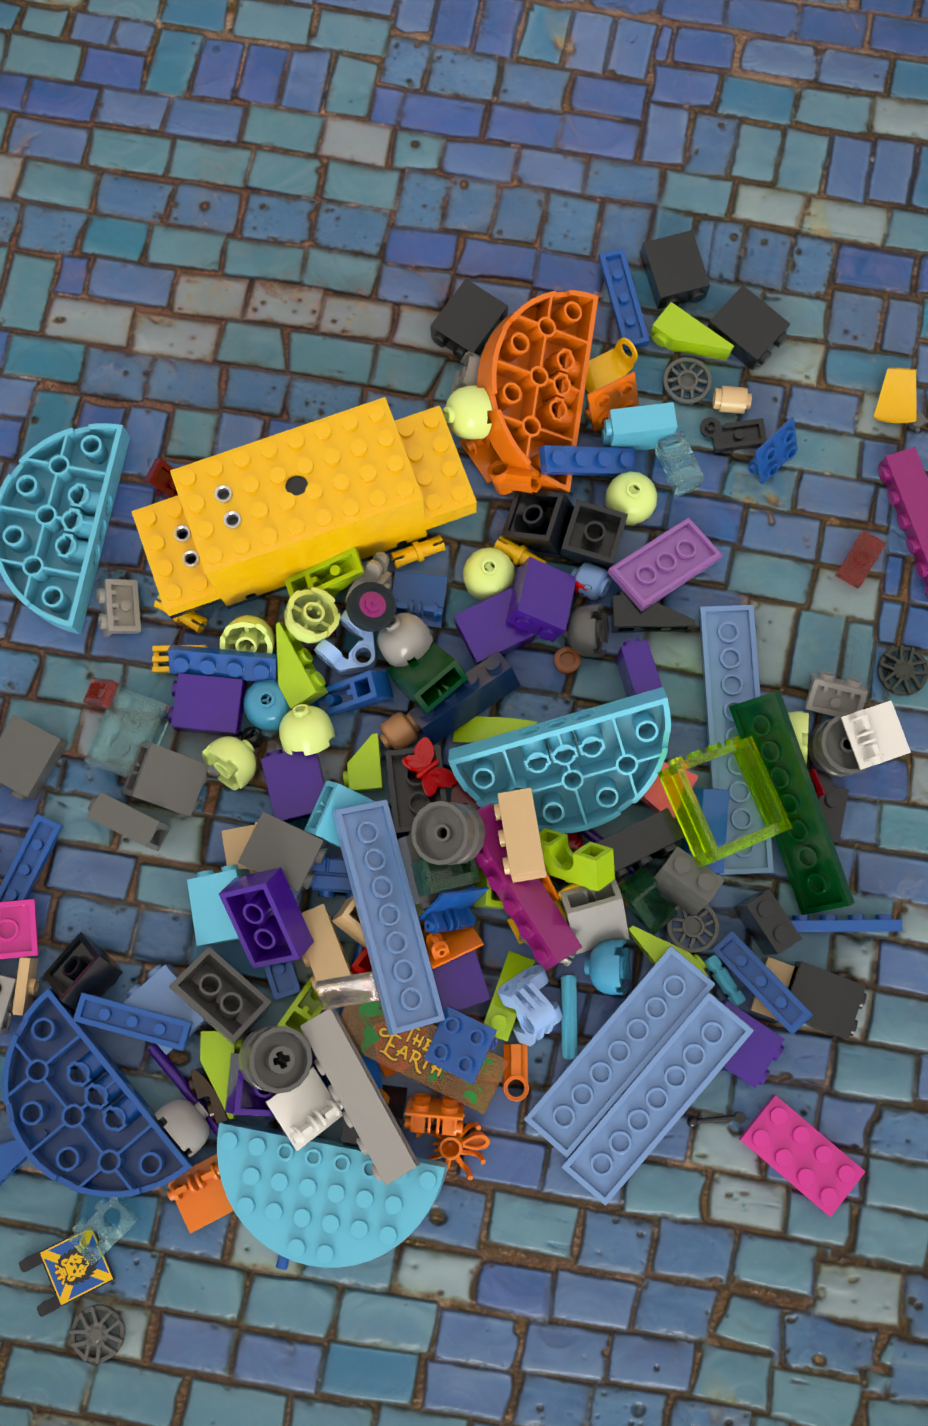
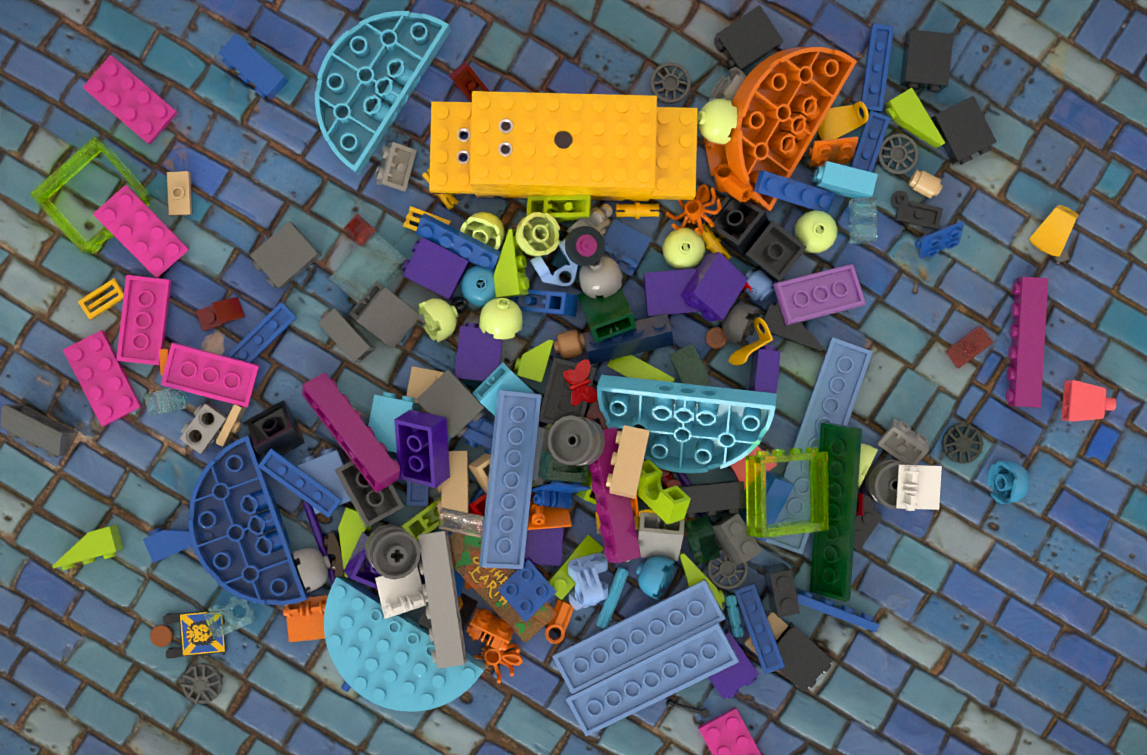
camera: 20 degrees right, 10 degrees up
(26, 1290) = (162, 635): none -> dark orange tile
(174, 934) = (351, 432): none -> magenta brick
(400, 398) = (670, 82): none -> dark grey wheel
(484, 523) = (695, 209): none -> orange animal
(547, 701) = (689, 366): none -> clear green panel
(604, 665) = (741, 355): none -> yellow piece
(650, 374) = (870, 141): none -> blue plate

